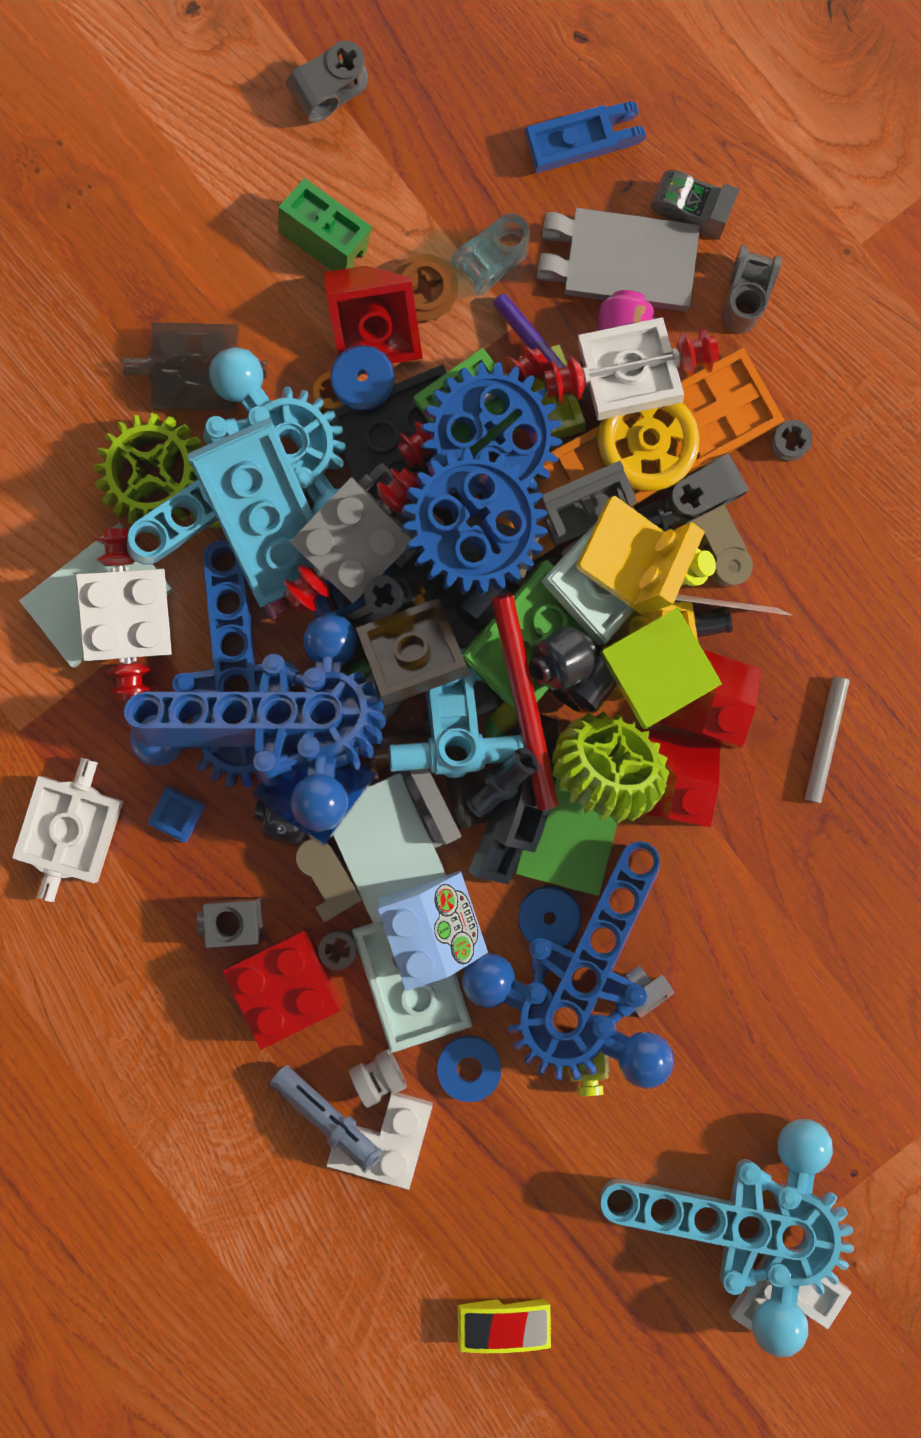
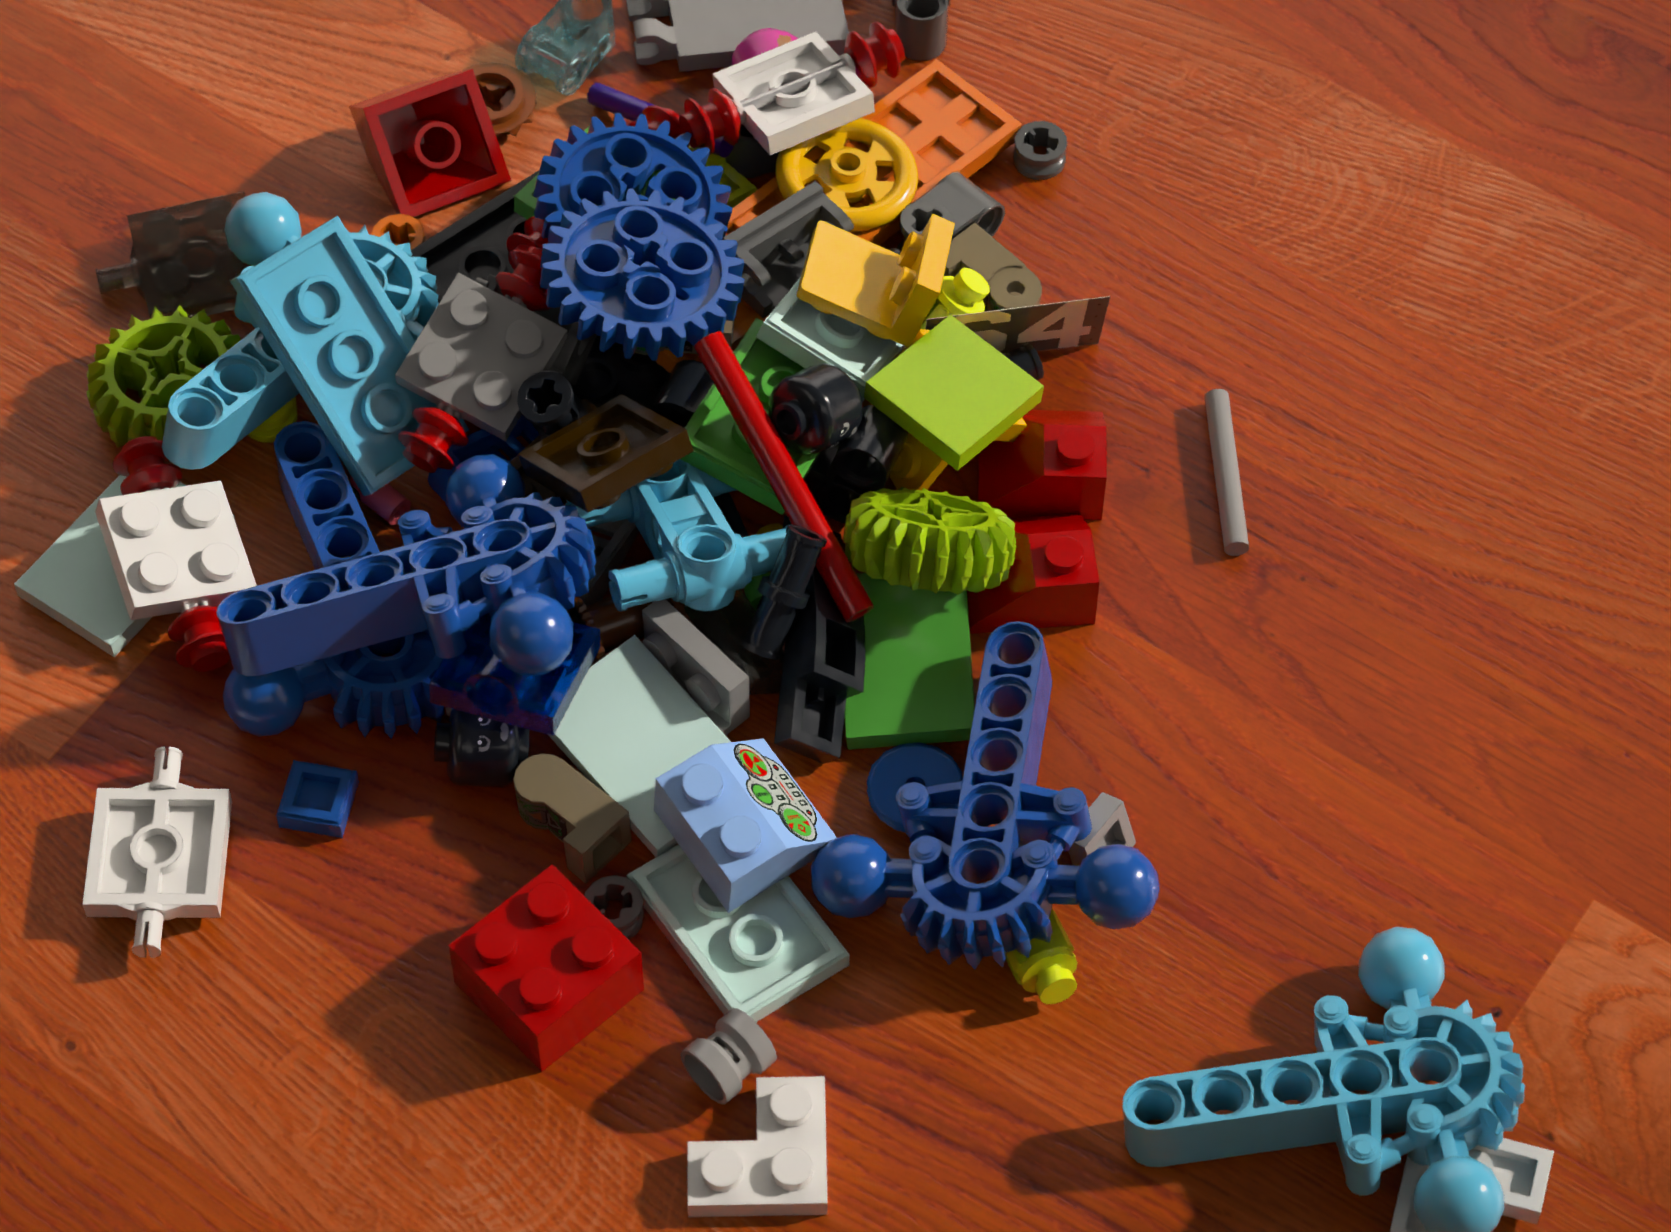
camera: 15 degrees left, 30 degrees down
(249, 915) = (447, 880): dark grey brick -> none
(322, 227) = (331, 63): green hinge -> none
(338, 1129) = (690, 1131): sand blue pin -> none
(367, 393) = (436, 205): blue piece -> none
(474, 1089) = (859, 1050): blue piece -> none

